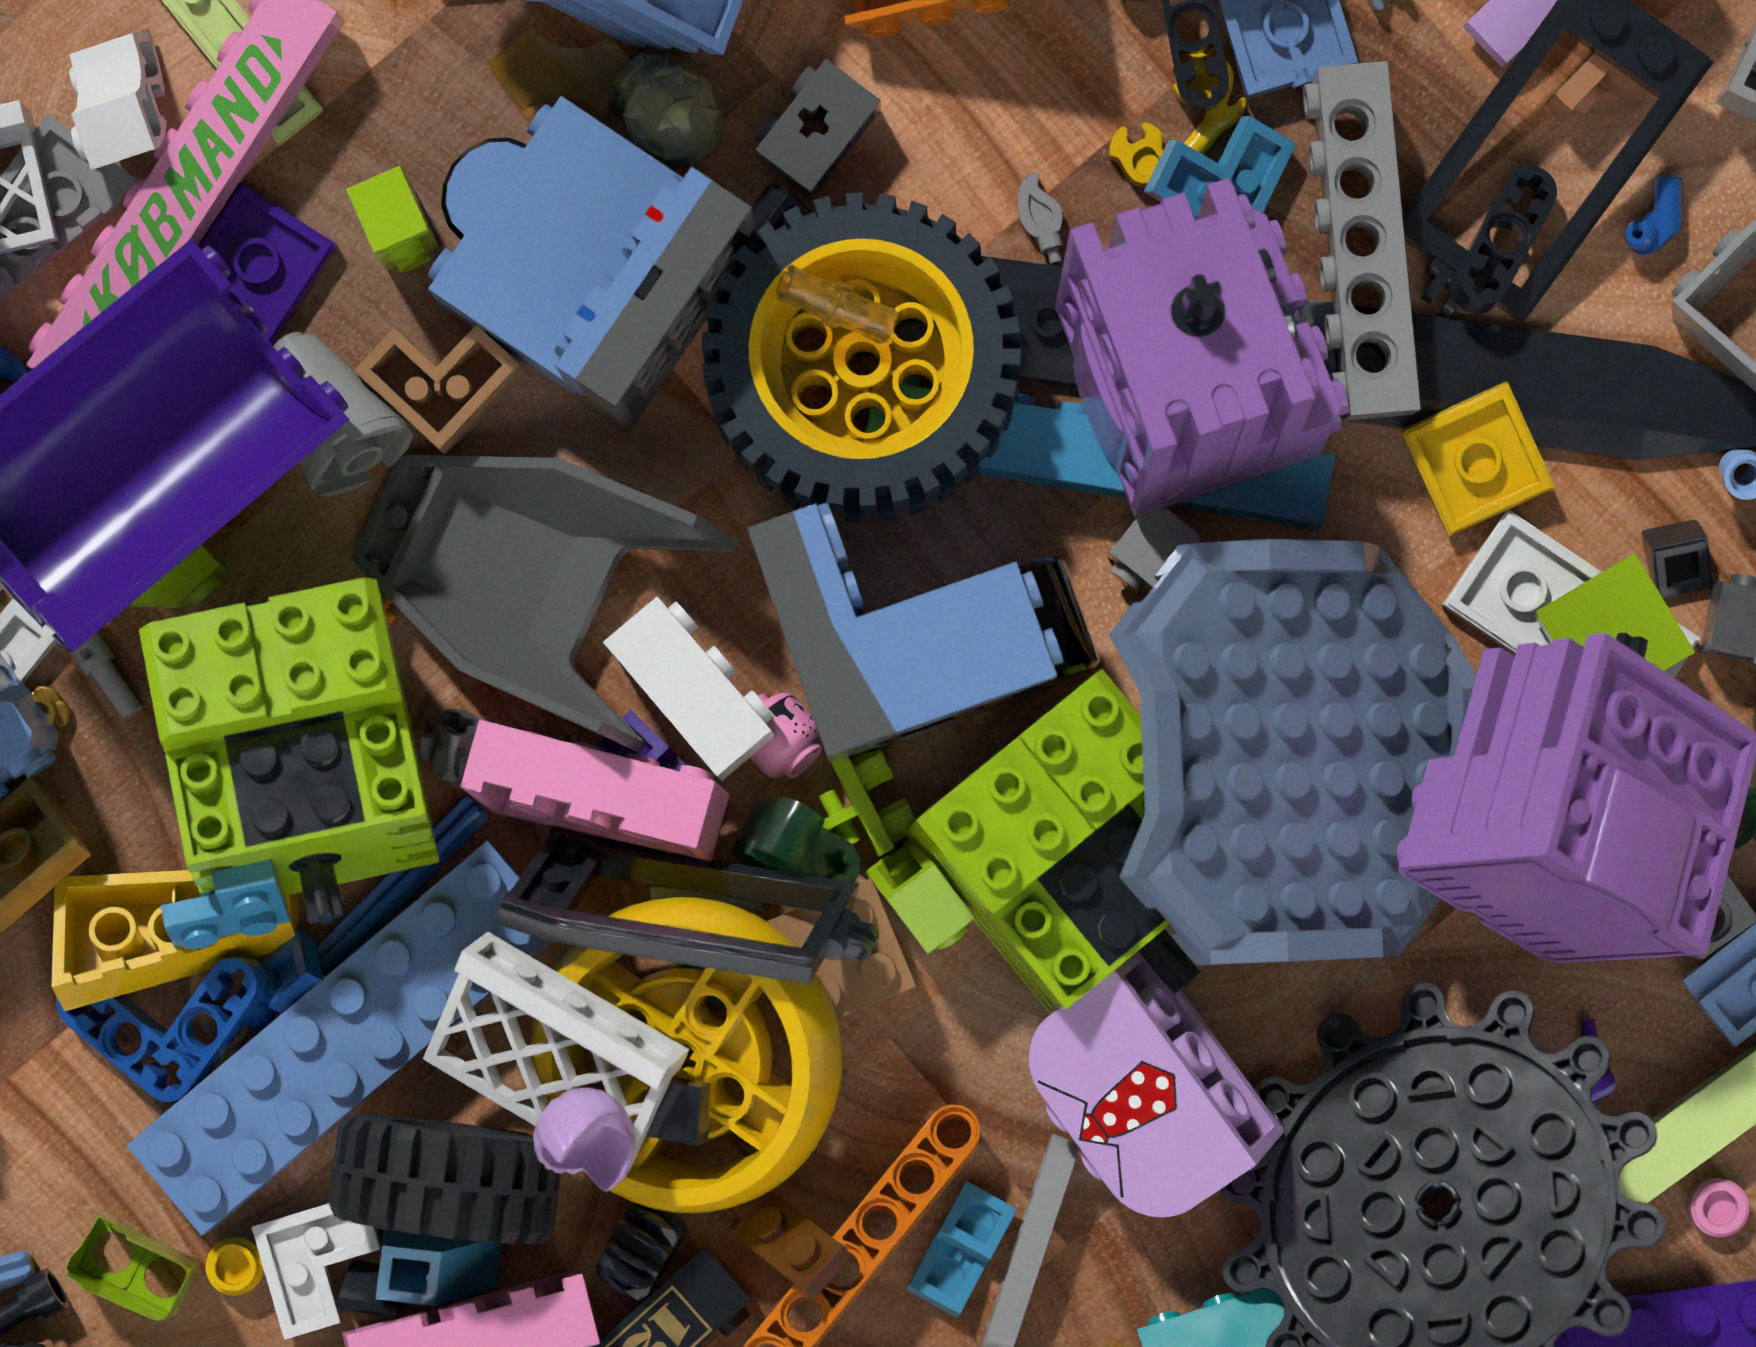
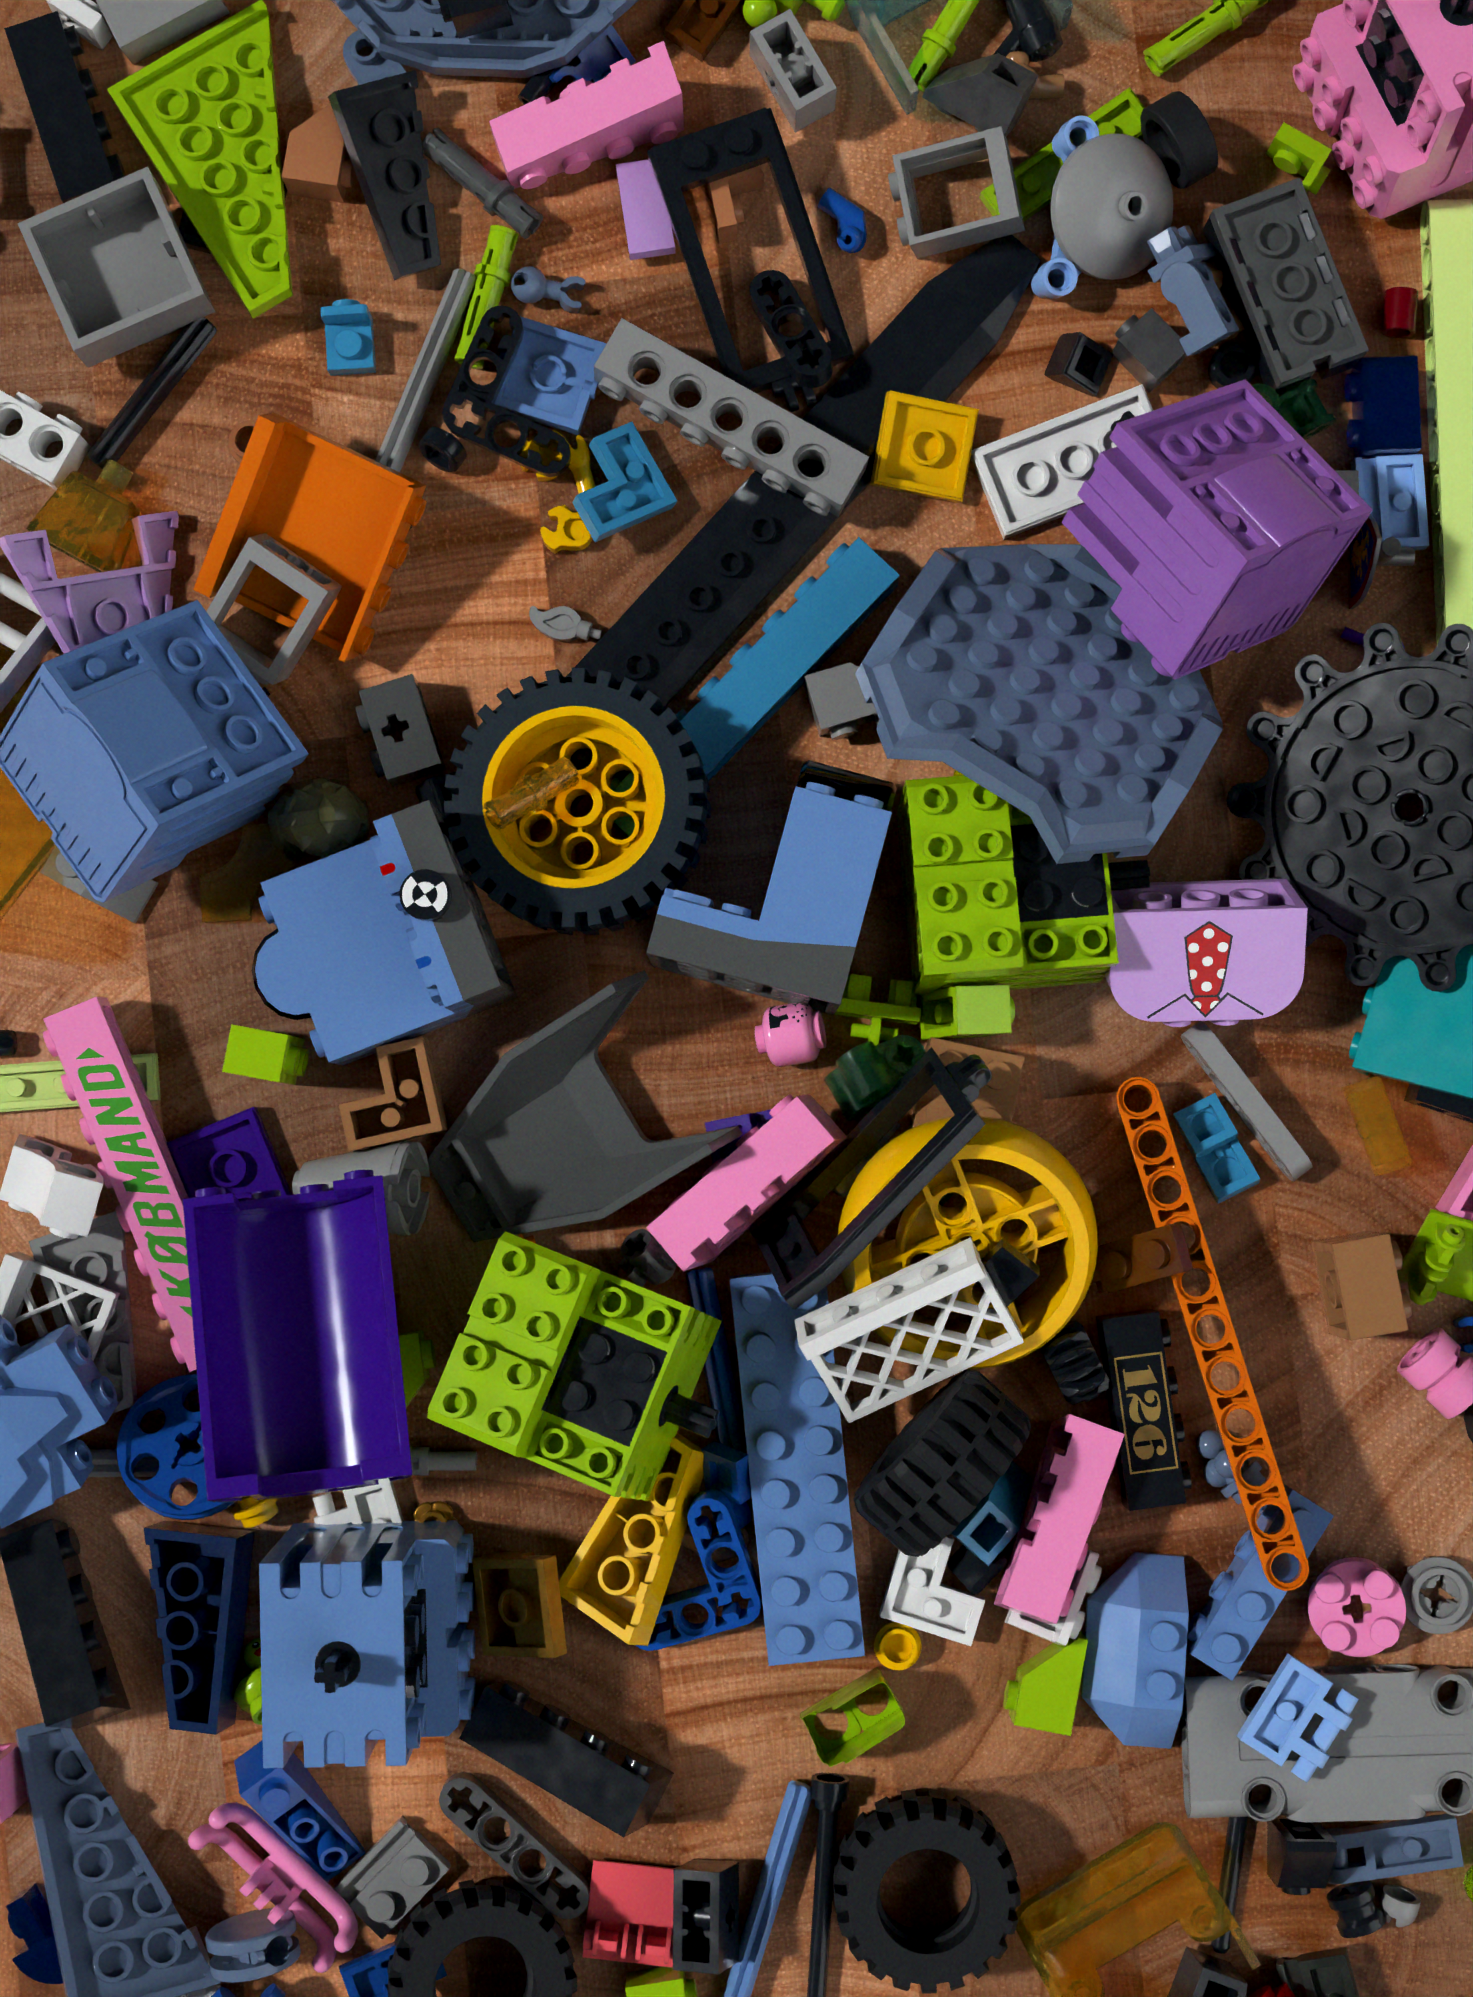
camera: 55 degrees left, 0 degrees up
(244, 901) = (660, 1472): dark azure plate -> none
(586, 1134) = (981, 1344): lavender hair -> none
(653, 270) = (425, 895): none -> black tile
(692, 686) = (721, 1068): white wedge -> none
(1195, 348) = (726, 575): medium lavender piece -> none
(1615, 603) = (1084, 427): lime tile -> none
(1678, 988) = (1368, 552): none -> shield

